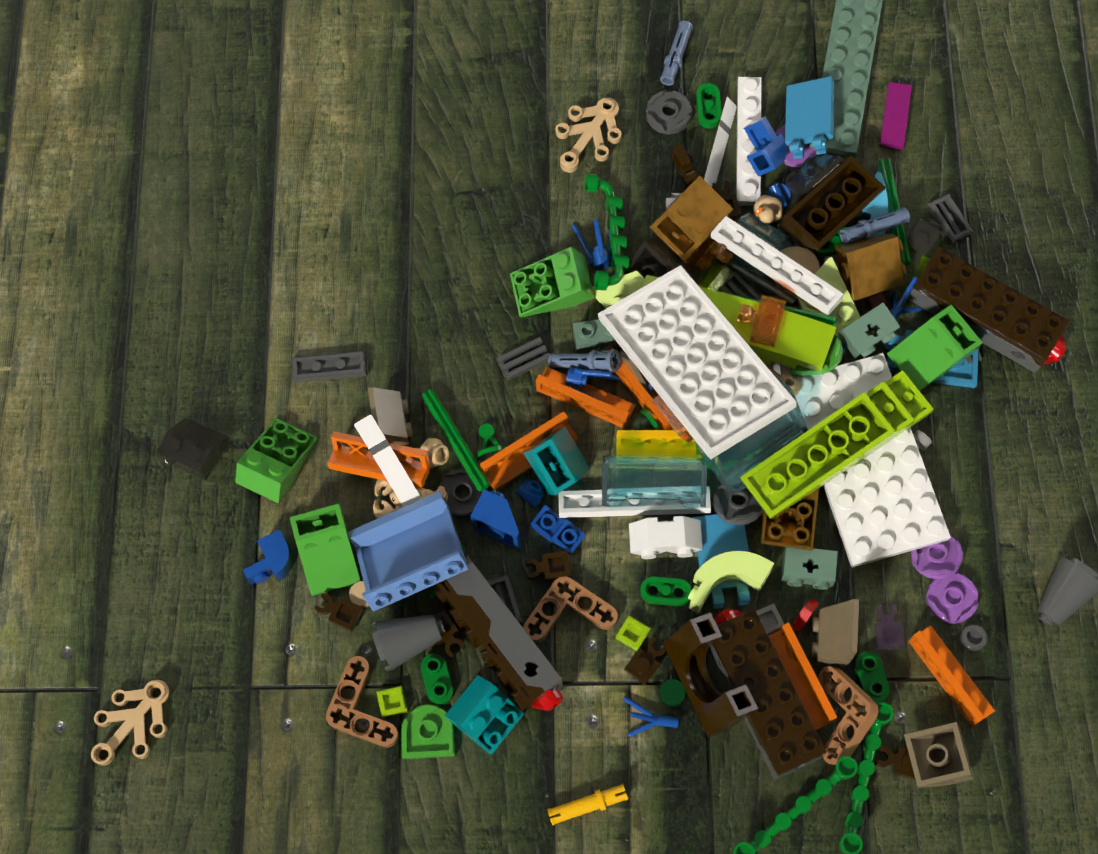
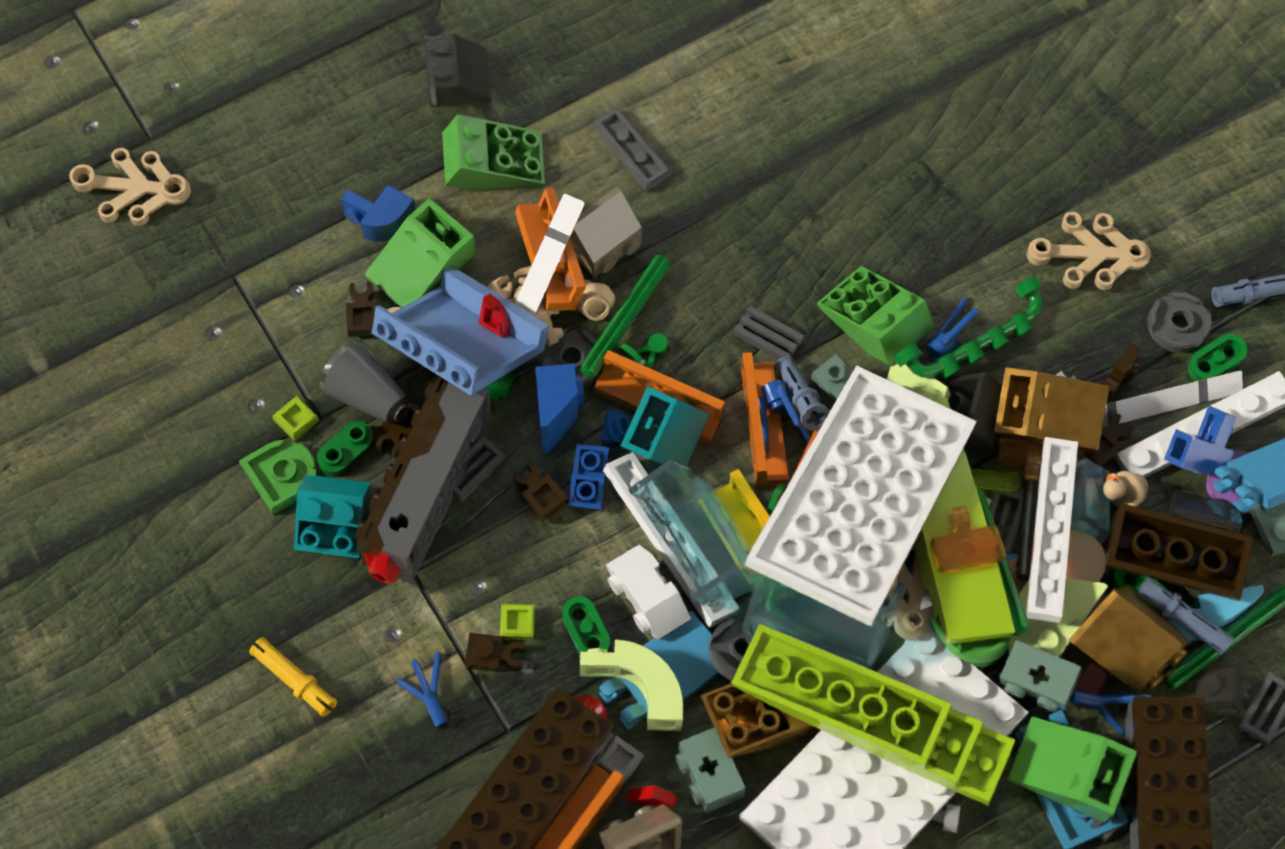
camera: 55 degrees right, 5 degrees down
(348, 707) = (264, 379): medium nougat beam -> none
(407, 523) = (494, 316): none -> red tile
(561, 601) = (508, 527): medium nougat beam -> none
(672, 692) = (473, 700): dark green tile -> none
(688, 654) = (478, 753): dark brown arch -> none
(780, 192) = (1158, 495): blue plate -> none

